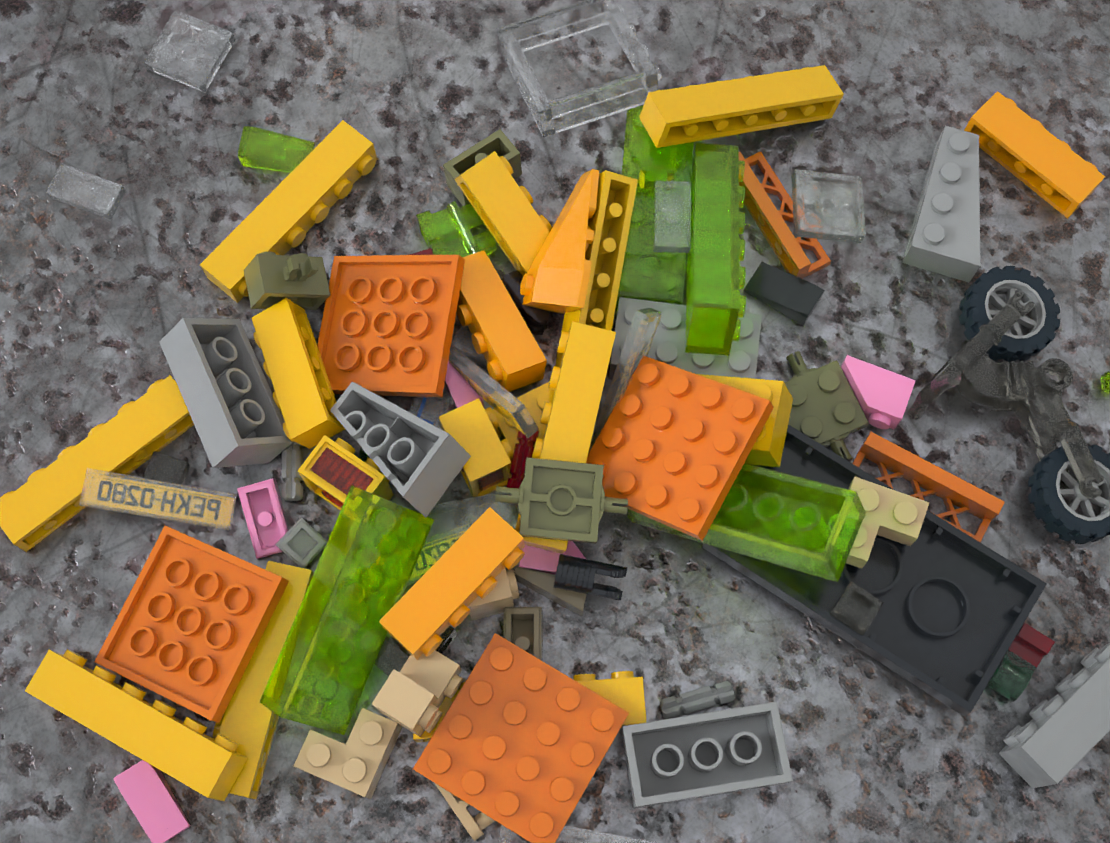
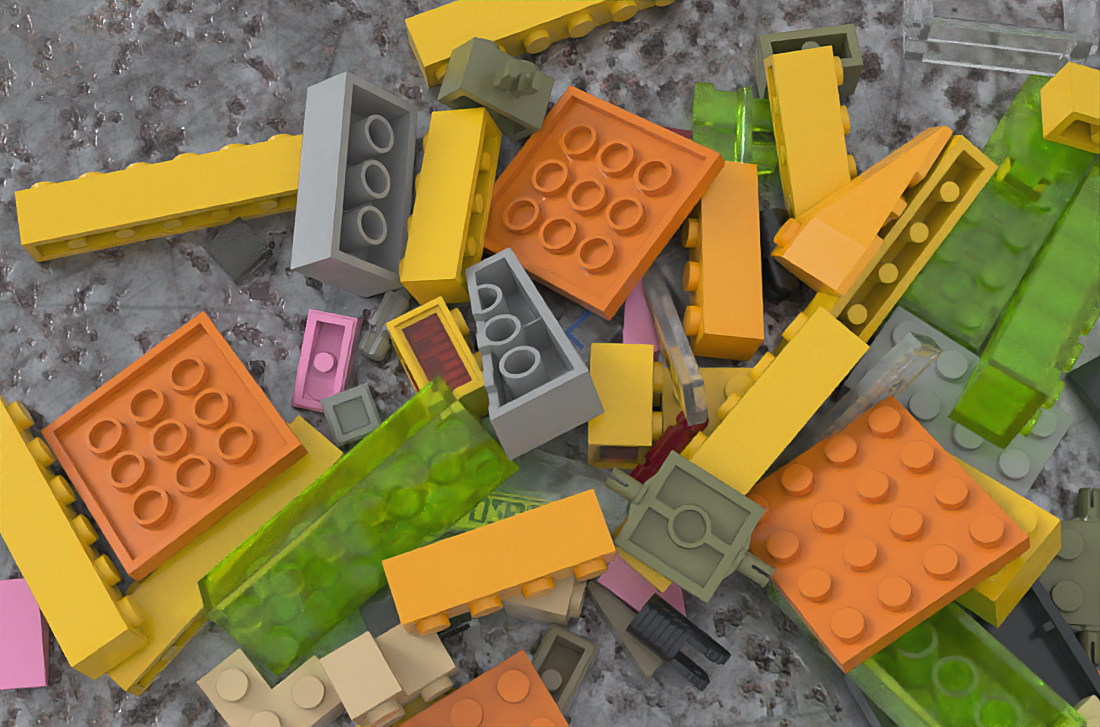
camera: 30 degrees right, 0 degrees up
(157, 499) = (212, 276): clear tile -> none
(672, 216) = (1019, 235): clear plate -> none

